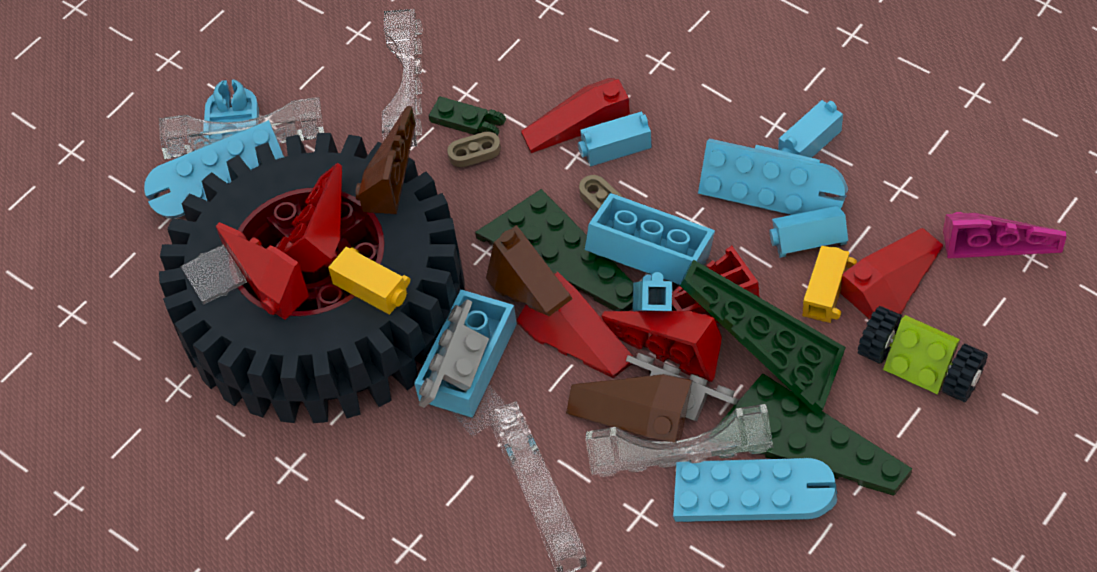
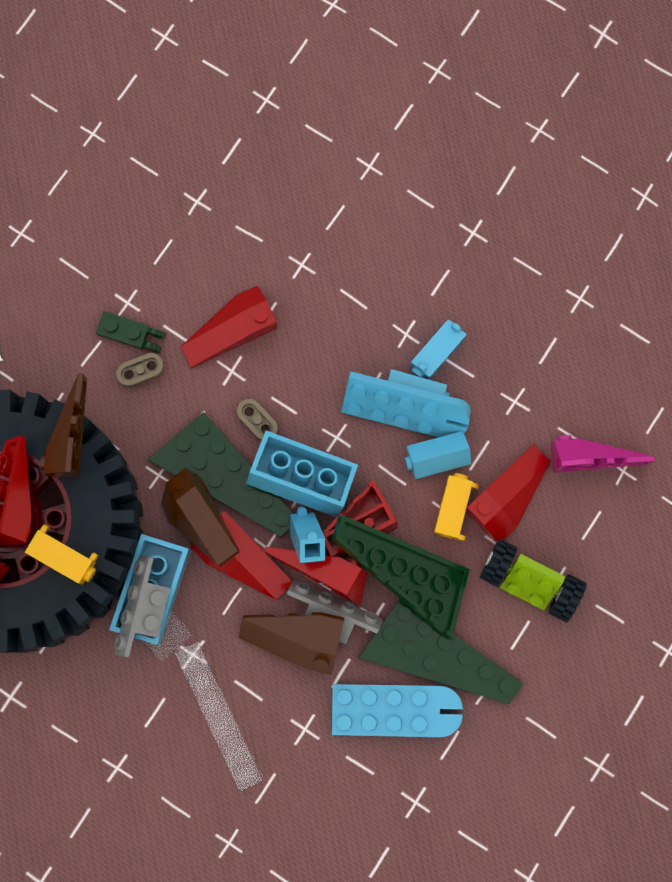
camera: 15 degrees left, 25 degrees up
(401, 37) = (70, 338): clear arch -> none
(615, 139) = (265, 358): medium azure brick -> none
(741, 431) = (289, 681): clear arch -> none

